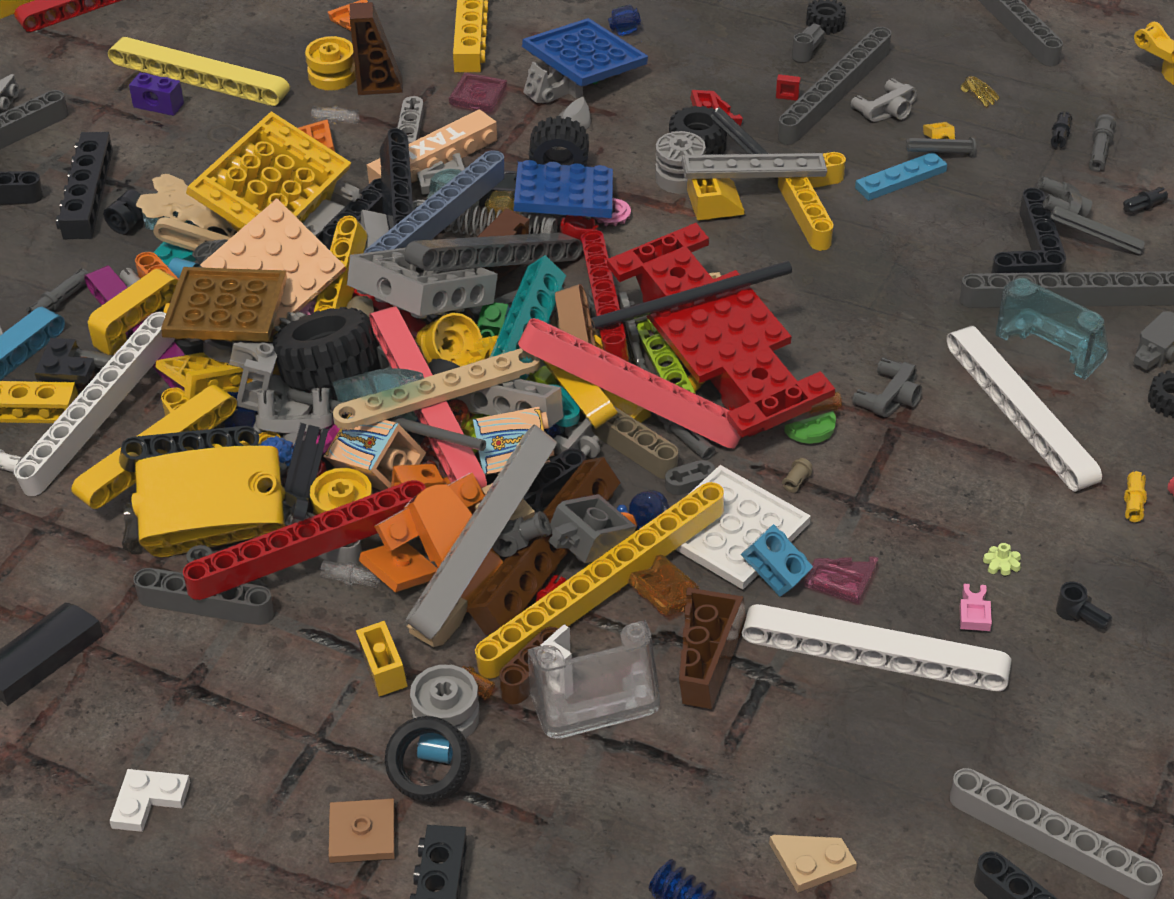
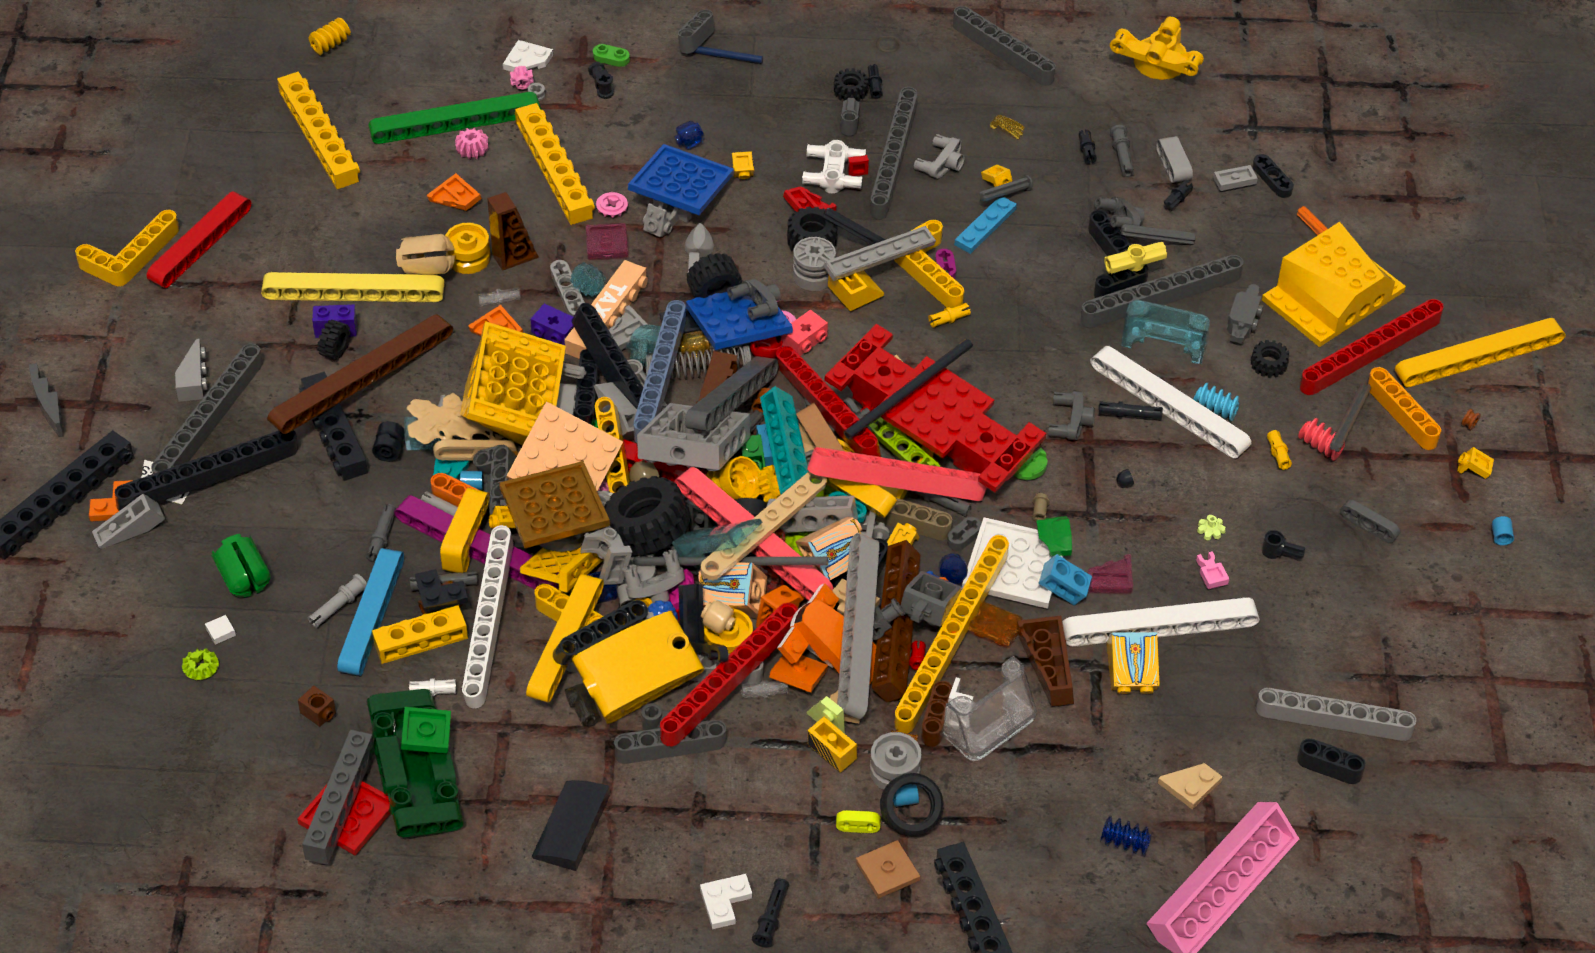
camera: 25 degrees left, 5 degrees up
(132, 141) = (359, 374): none -> reddish brown beam
(133, 101) = (333, 339): none -> black tyre
(177, 841) = (768, 921): none -> black pin
(276, 54) = (418, 247): none -> tan cylinder
(329, 471) = (718, 616): none -> tan head
(358, 759) = (858, 821): none -> neon yellow beam
(363, 148) = (551, 324): none -> dark purple brick
(397, 624) = (829, 710): none -> yellowish green wing
(430, 116) = (588, 279): none -> clear light blue gear
(513, 61) = (614, 199): none -> bright pink gear
(597, 172) = (764, 296): none -> dark grey connector
(616, 456) = (902, 533): none -> yellow bracket
(630, 226) = (807, 332): none -> coral brick
(664, 59) = (742, 165): none -> yellow bracket
(760, 83) = (833, 176): none -> white piece
(792, 507) = (1056, 535): none -> green slope
(806, 251) = (949, 315): none -> yellow pin
(811, 682) = (1133, 662): none -> slope
(834, 204) = (949, 264): none -> magenta beam
(854, 19) = (874, 81): none -> black axle
(919, 473) = (1125, 478): none -> black hinge
(961, 400) = (1129, 410): none -> black pin
(1052, 242) = (1135, 257): none -> light yellow piece
(1081, 421) = (1217, 401): none -> medium azure piece
(1158, 164) = (1174, 159): none -> light grey beam

